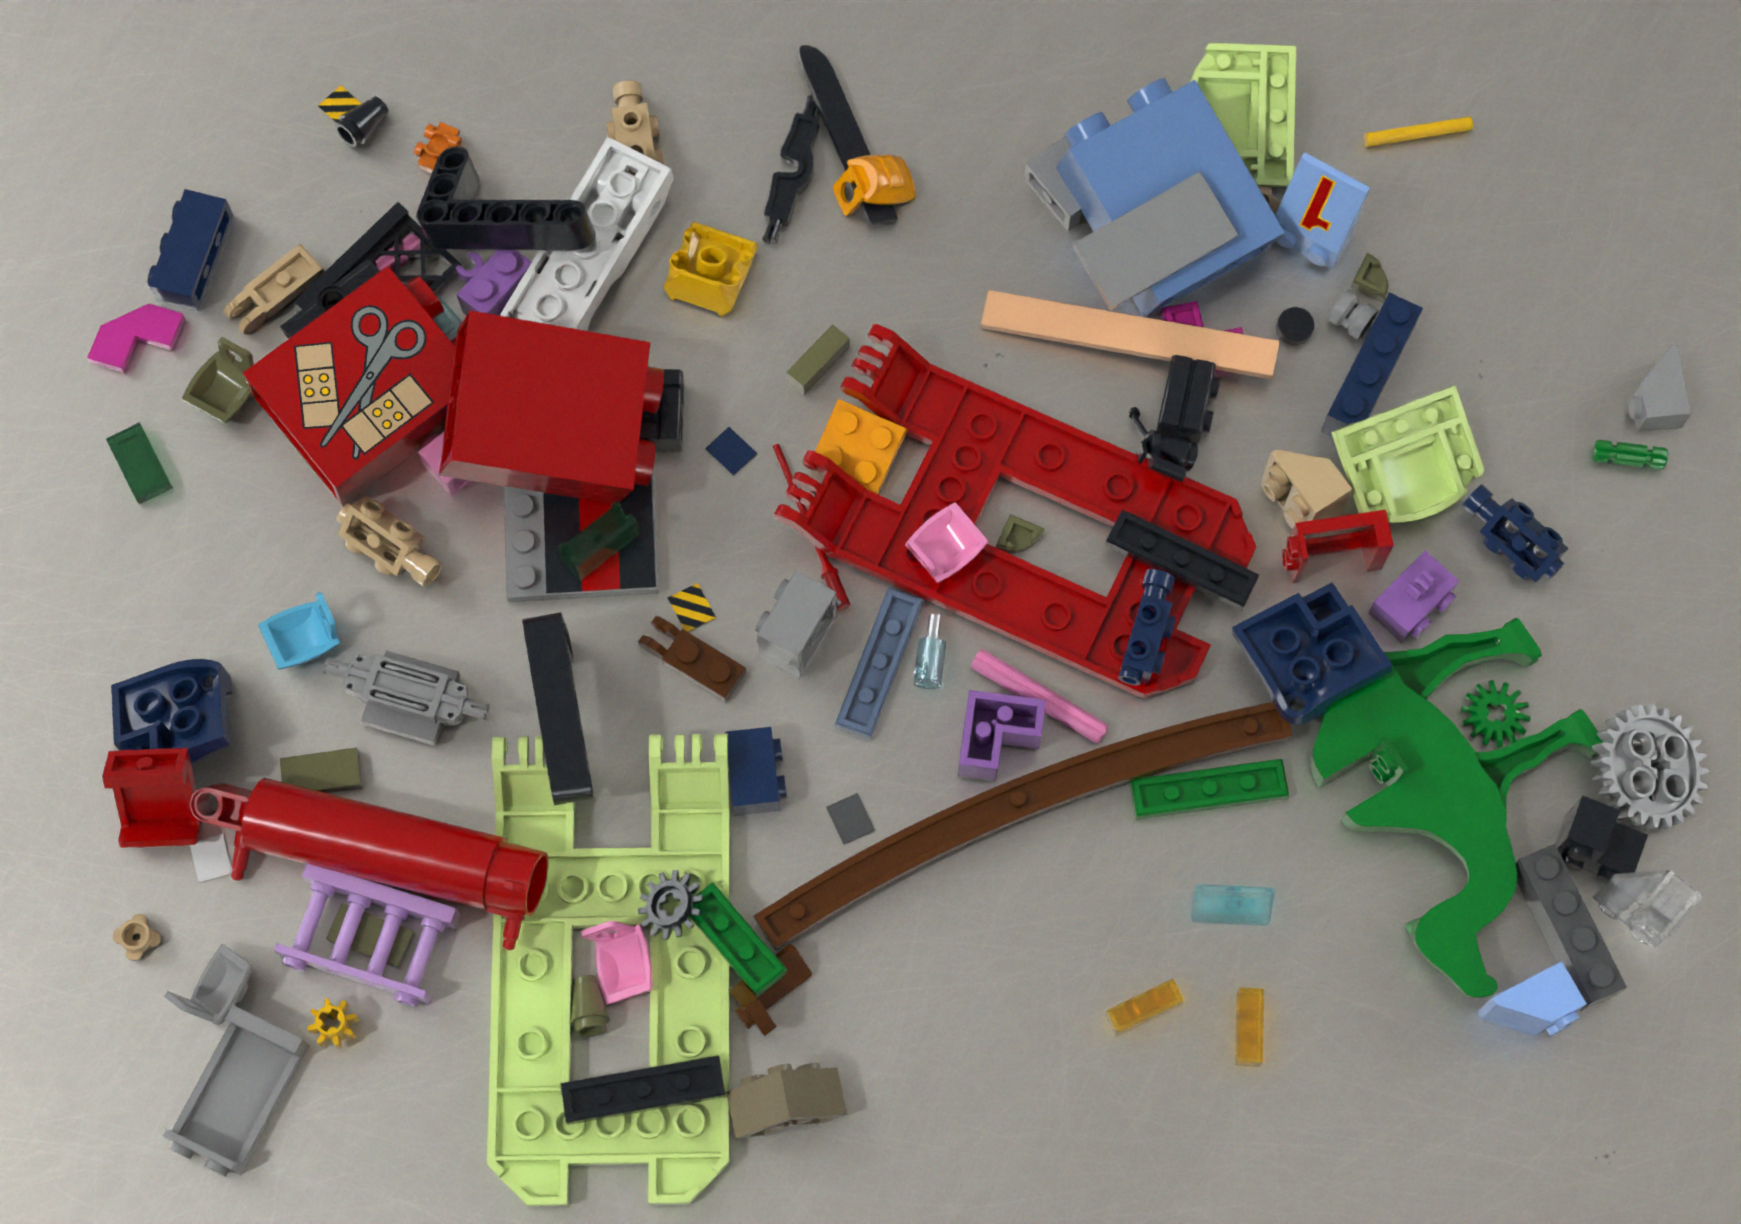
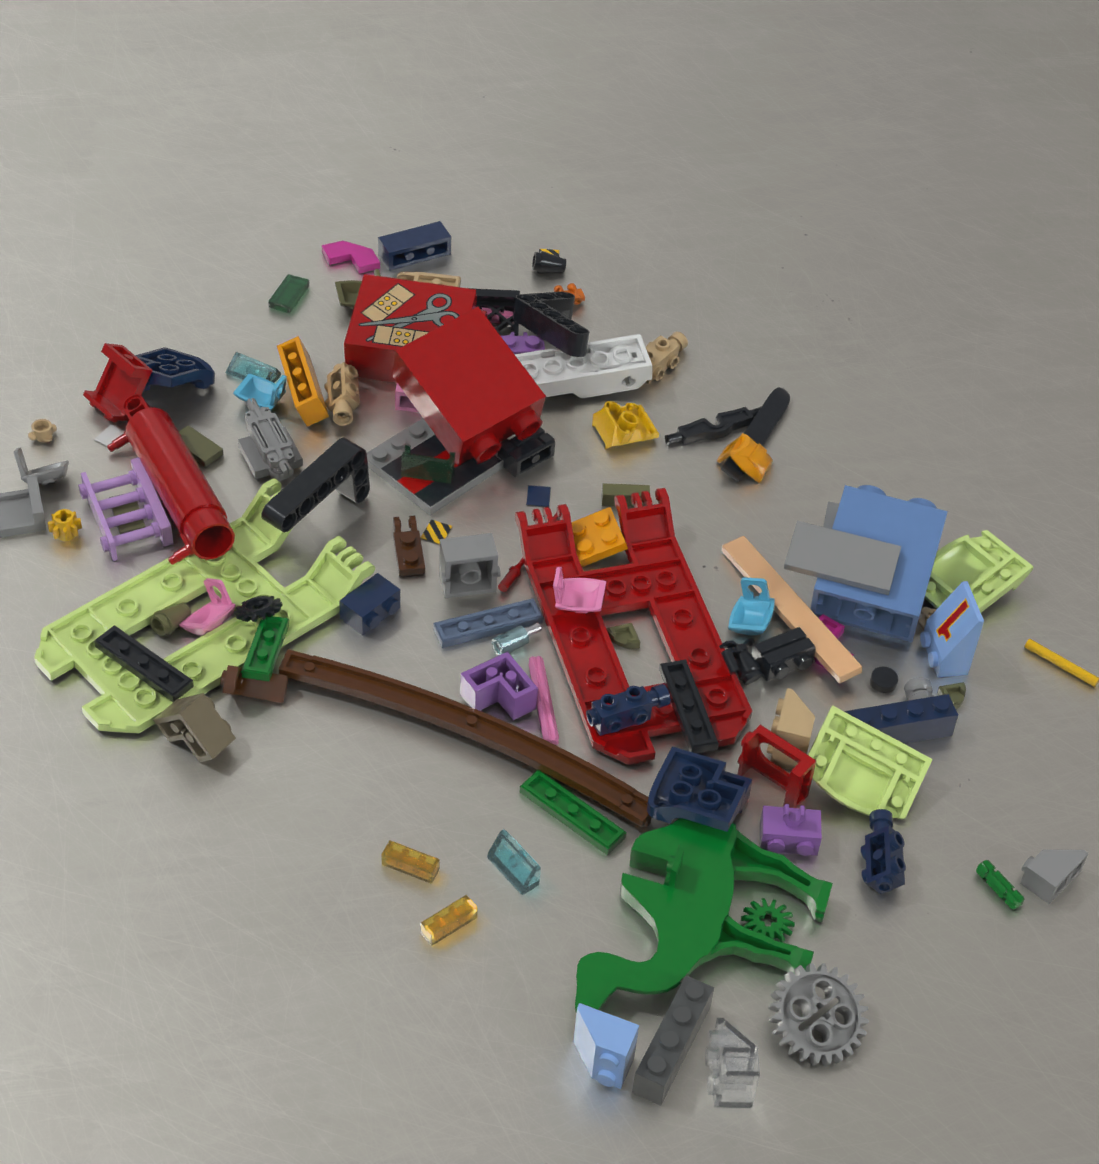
camera: 45 degrees right, 25 degrees down
(242, 611) = (243, 365): none -> clear light blue slope
(329, 572) = (302, 381): none -> light orange brick
(850, 818) = (388, 665): dark grey sticker -> none
(1105, 379) = (751, 612): none -> medium azure piece
(1596, 842) = (741, 1002): black brick -> none

